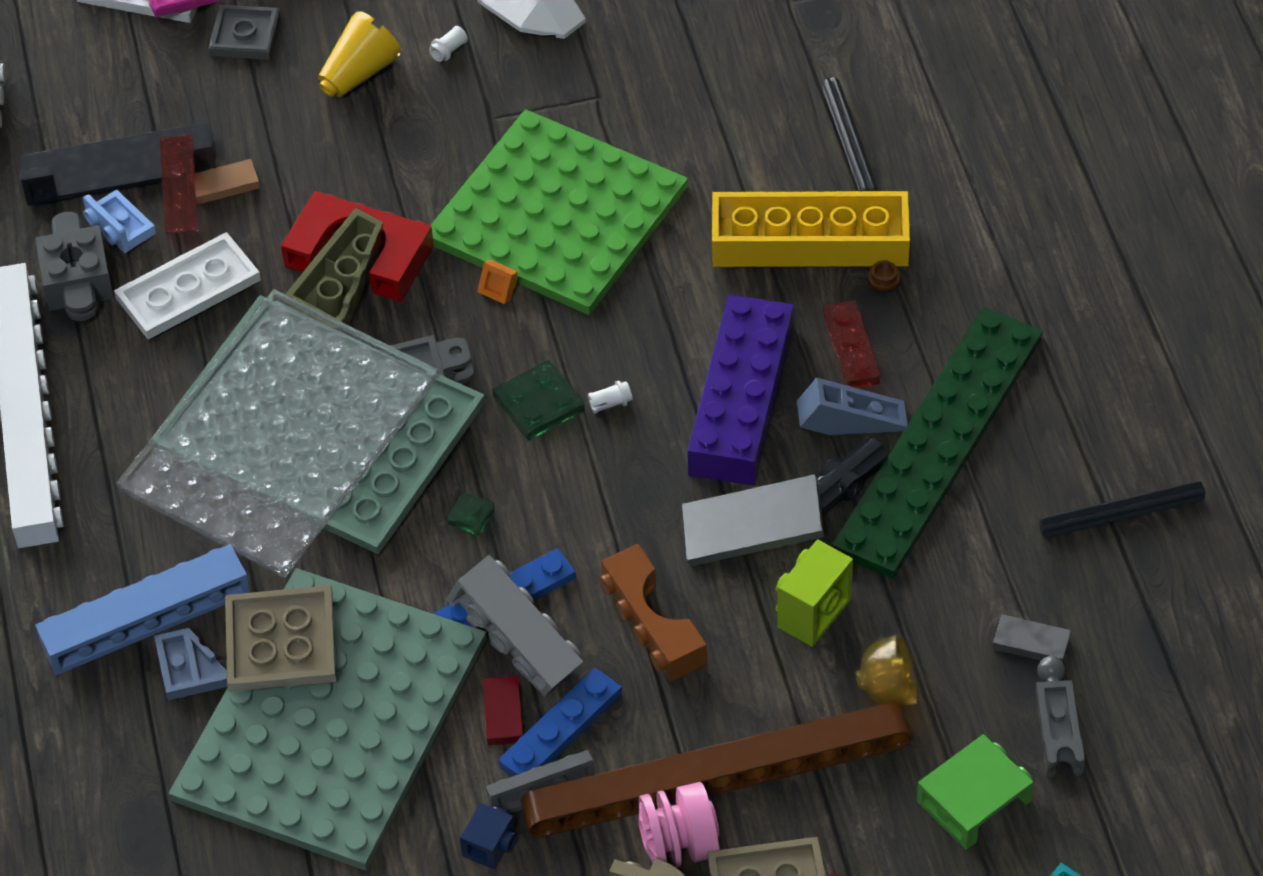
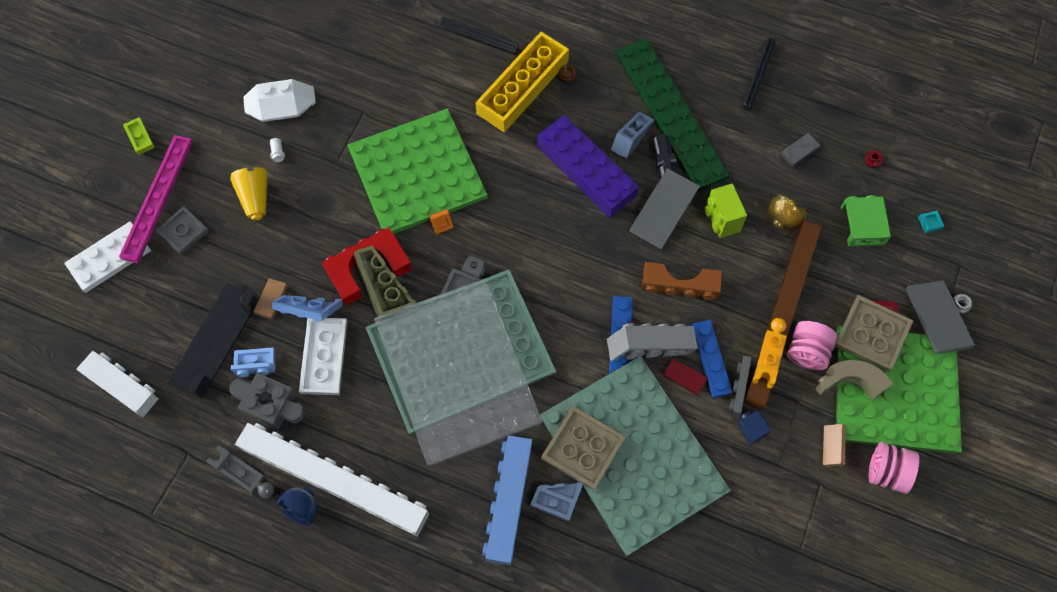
camera: 55 degrees left, 15 degrees up
(179, 184) = (261, 319): clear red tile -> none
(239, 222) = (301, 307): none -> medium blue wing
(471, 513) = (563, 319): clear green plate -> none
(538, 400) = (521, 250): clear green plate -> none
(610, 397) = (546, 216): white pin -> none
(614, 777) = (771, 353): none -> light orange plate
(851, 344) = (593, 110): clear red plate -> none
(1058, 717) = (849, 167): dark grey plate -> none
(1105, 753) = (873, 163): none -> dark red plate

